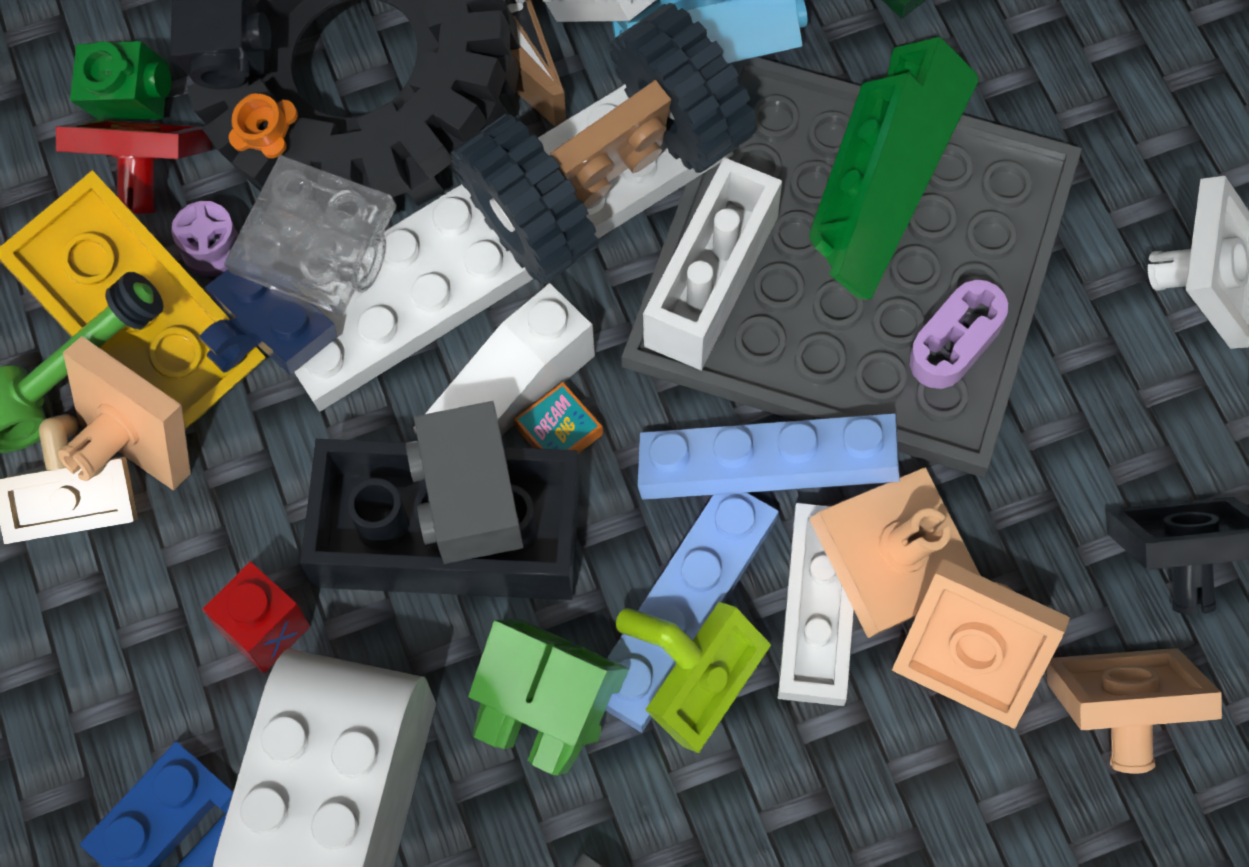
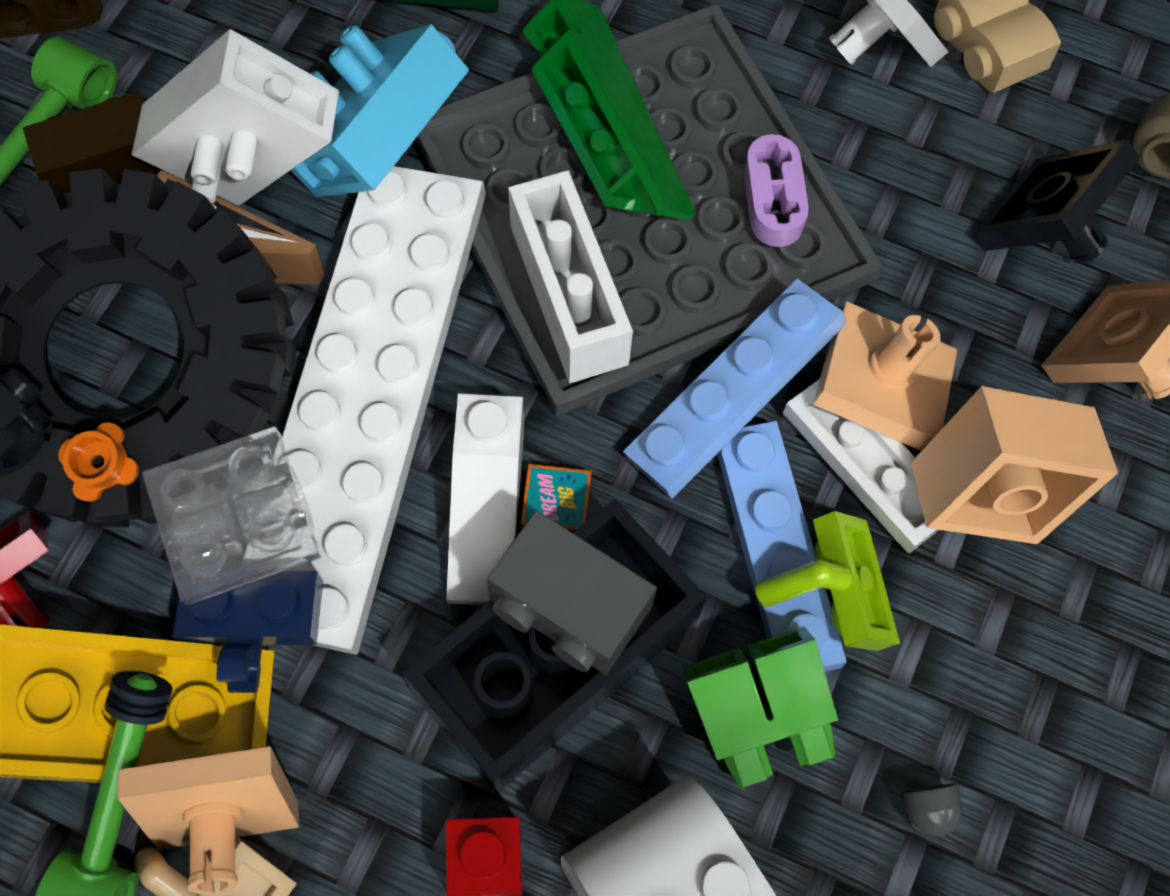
camera: 50 degrees left, 0 degrees up
(195, 228) = (111, 589): lavender wheel -> none
(676, 96) = (443, 165): black plate -> none
(900, 693) = (1012, 466): none -> light nougat brick
(980, 643) = (1023, 359): light nougat tile -> none

